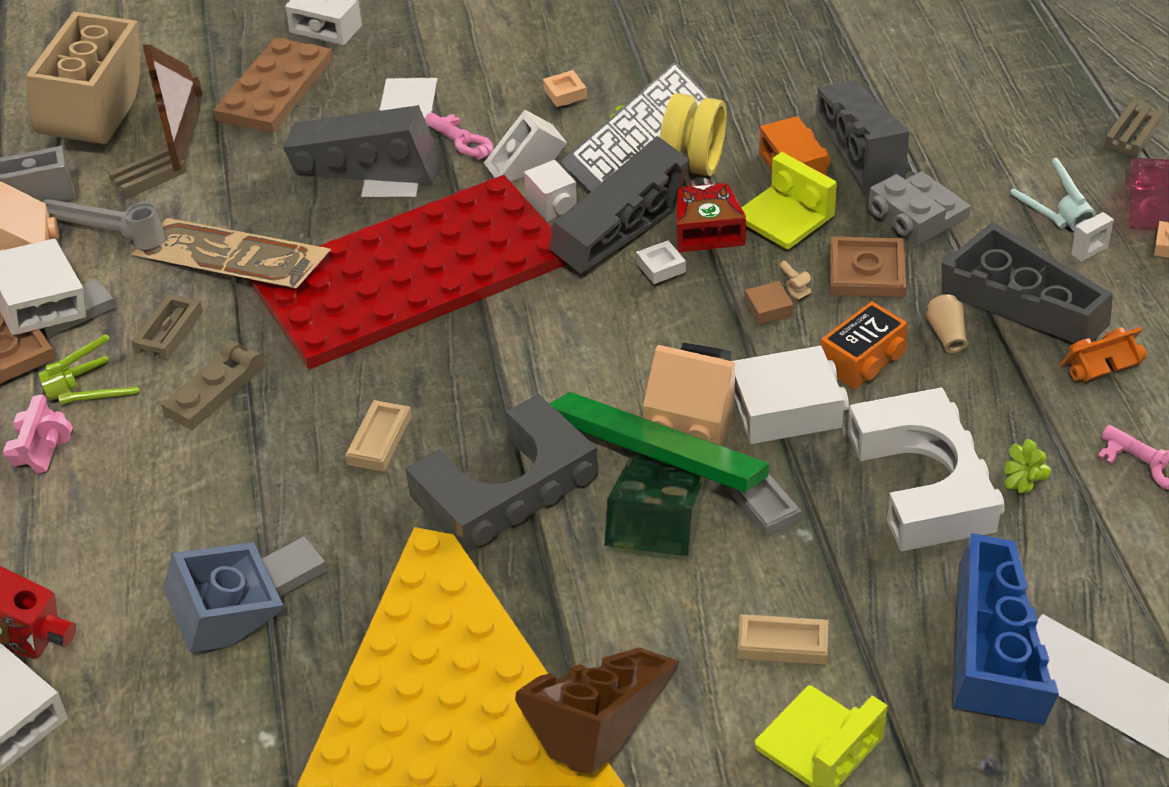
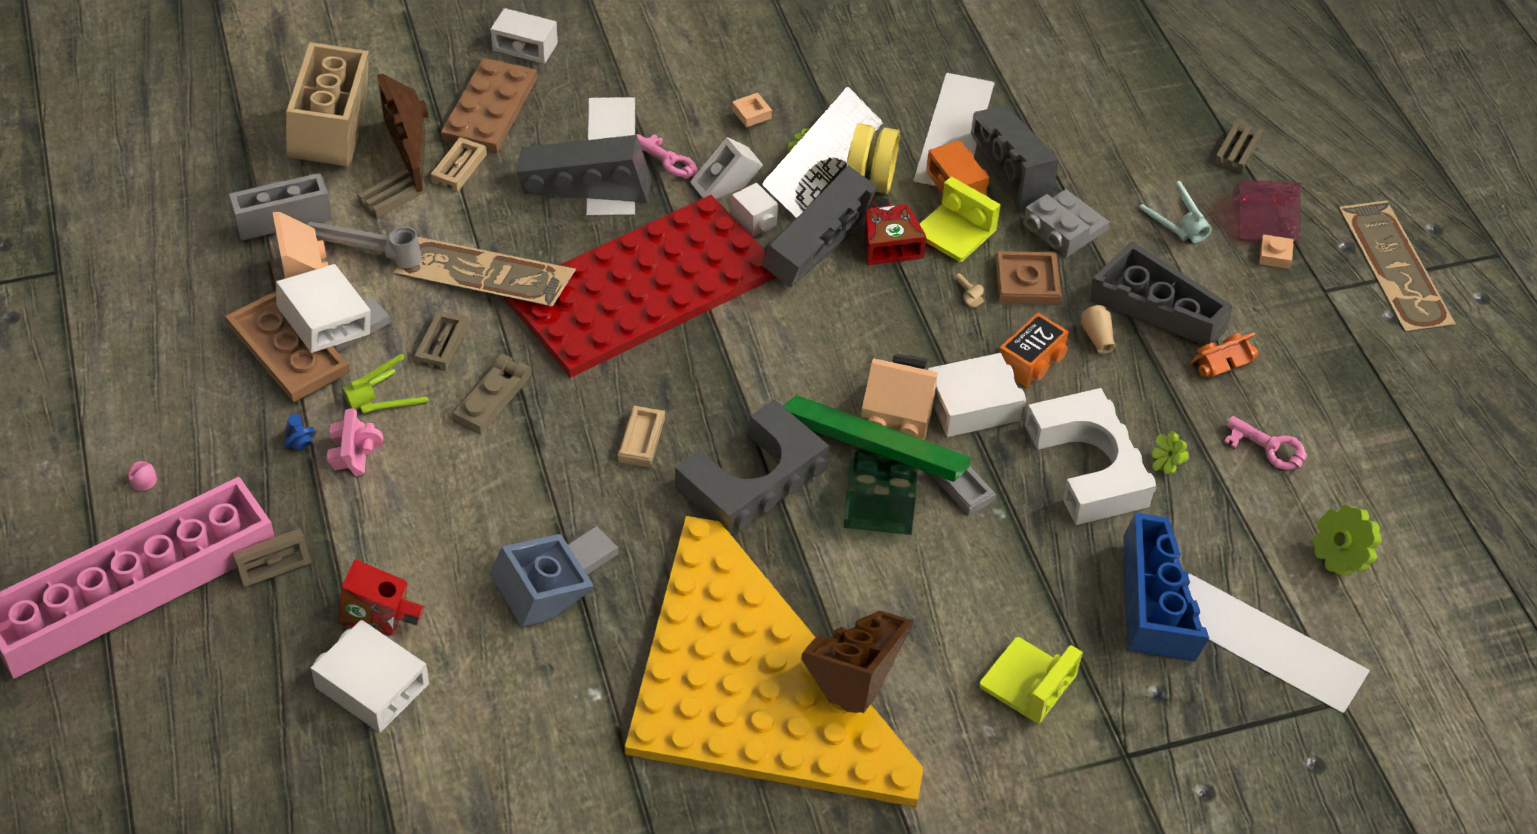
camera: 10 degrees left, 5 degrees up
(232, 146) = (464, 165): none -> tan tile
(661, 262) = (856, 276): white plate -> none
(769, 302) = (950, 311): medium nougat tile -> none
(783, 639) = (991, 600): tan tile -> none
(799, 96) = (954, 117): none -> white sticker
(1092, 236) = (1209, 249): white plate -> none

